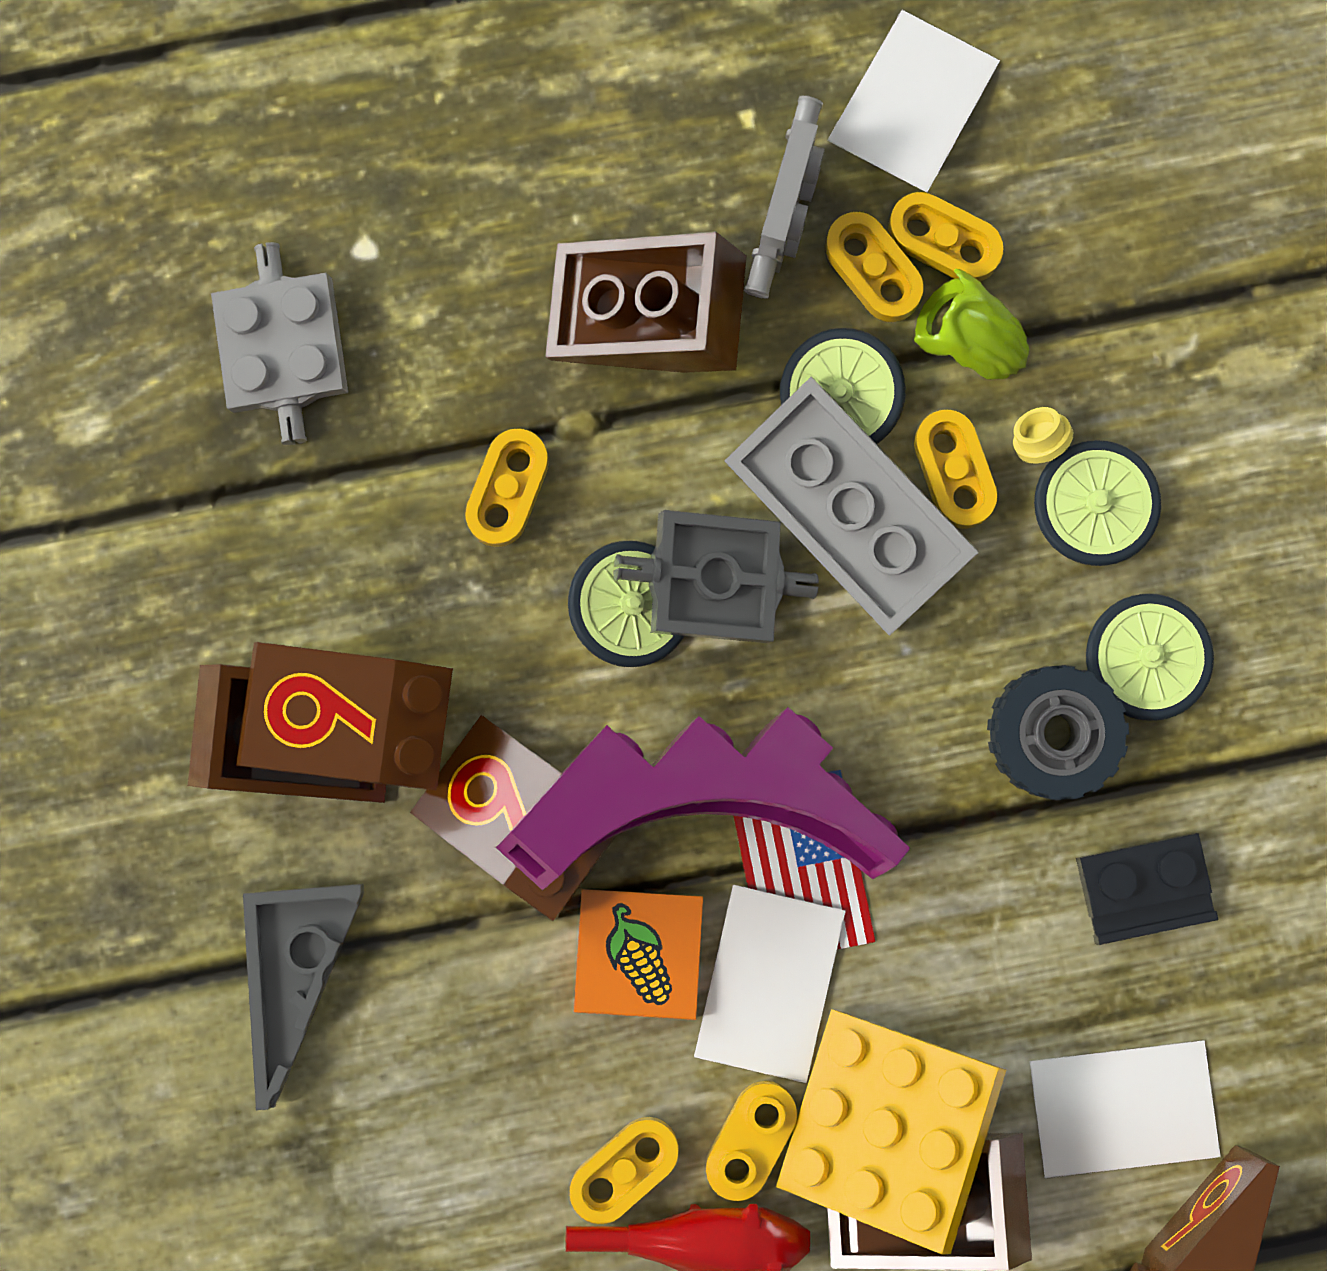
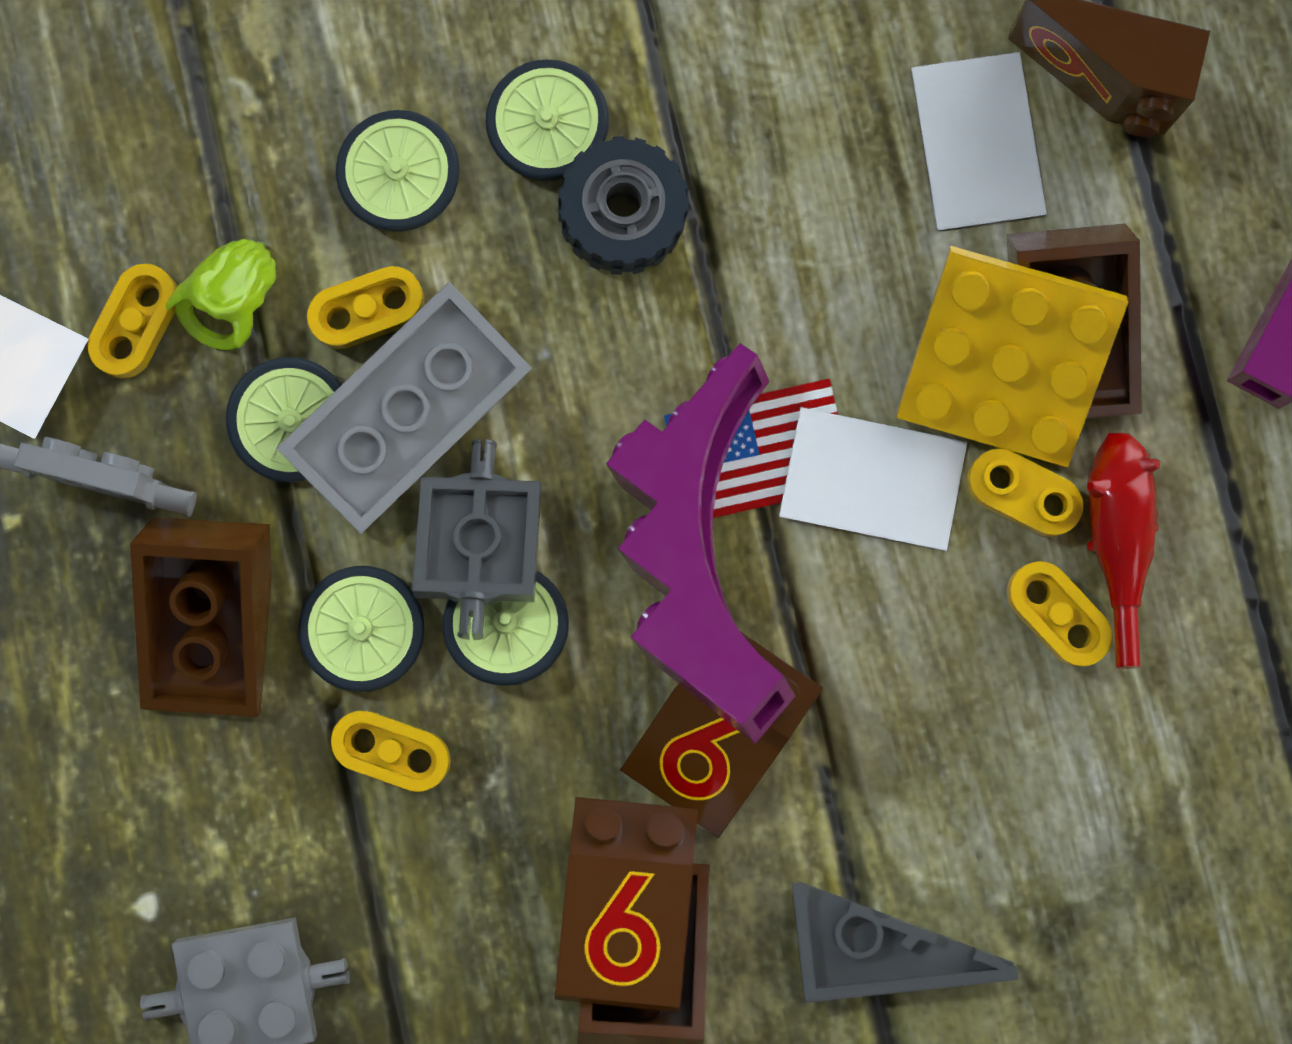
camera: 90 degrees left, 0 degrees up
(629, 460) = (361, 628): none -> yellowish green wheel
(638, 954) = (850, 606): orange tile -> none
(878, 266) = (162, 386): yellow plate -> none
(1041, 435) = (331, 224): light yellow plate -> none
(1146, 888) = (770, 121): black plate -> none

